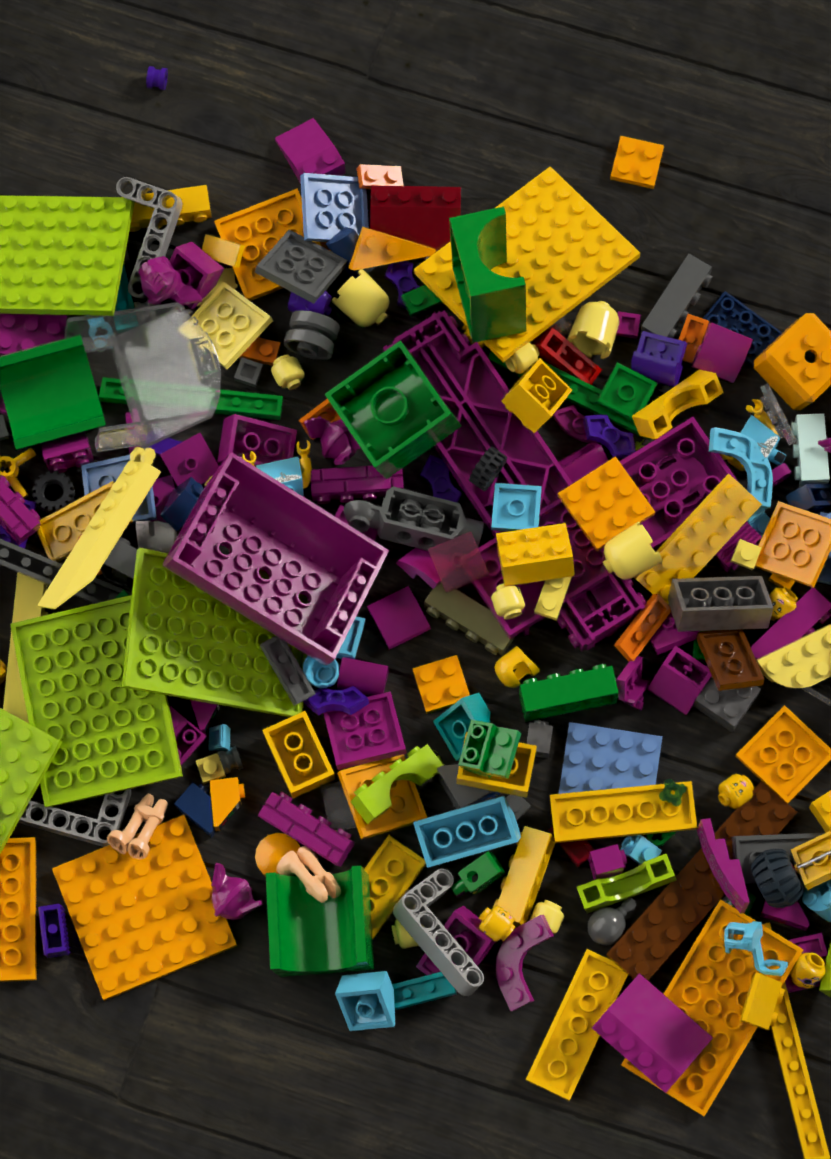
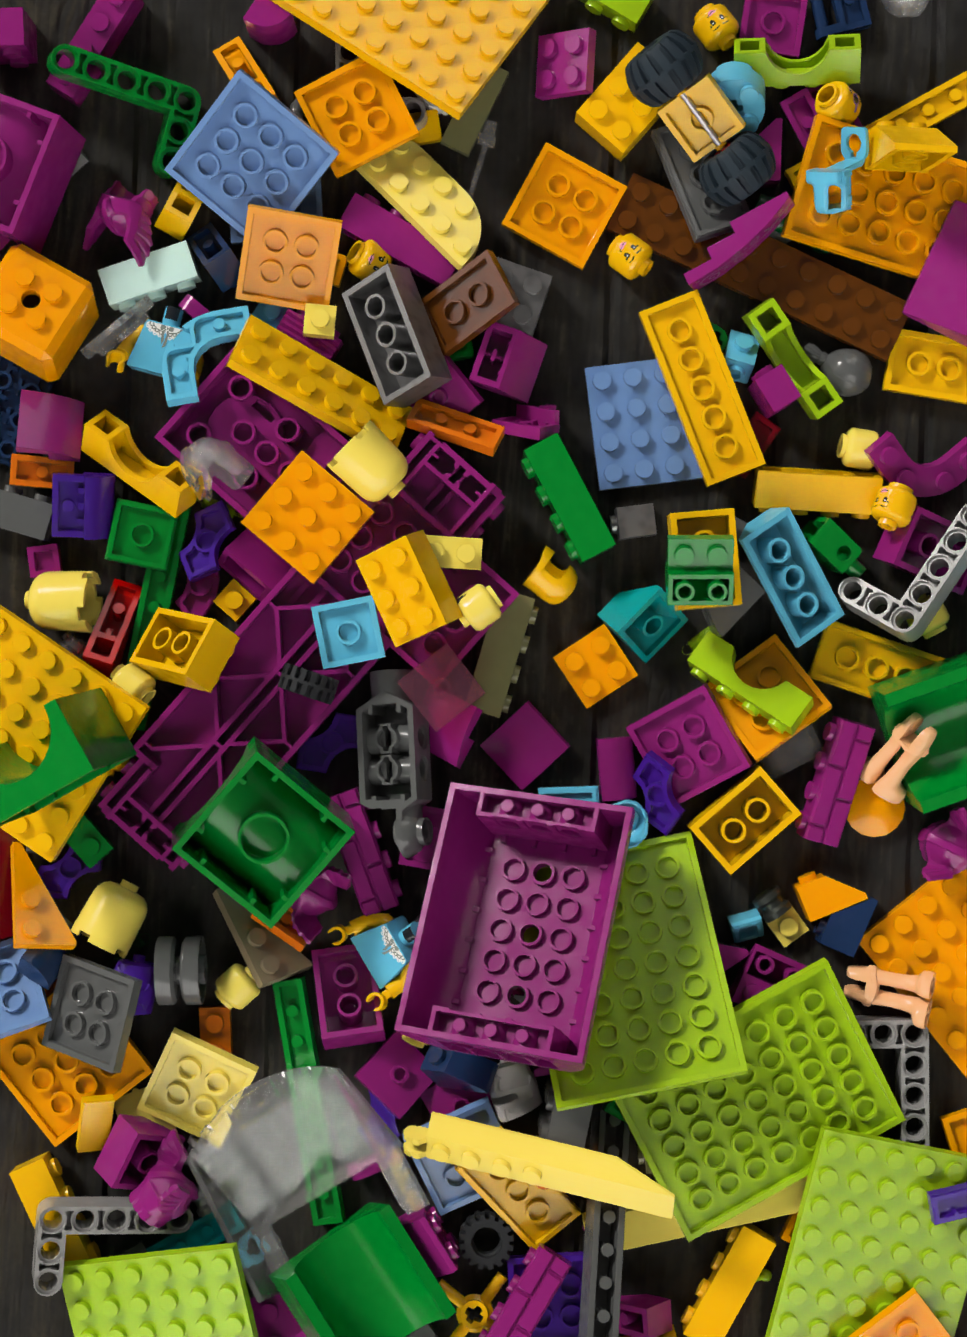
camera: 110 degrees left, 15 degrees up
(248, 372) = (251, 1037): dark grey plate -> none
(287, 670) = (646, 861): dark grey tile -> none
(304, 396) = (264, 953): none -> dark tan wing
(562, 446) = (235, 600): none -> yellow plate
(666, 446) = (212, 458): none -> clear helmet
(666, 794) = (670, 324): clear green plate -> none

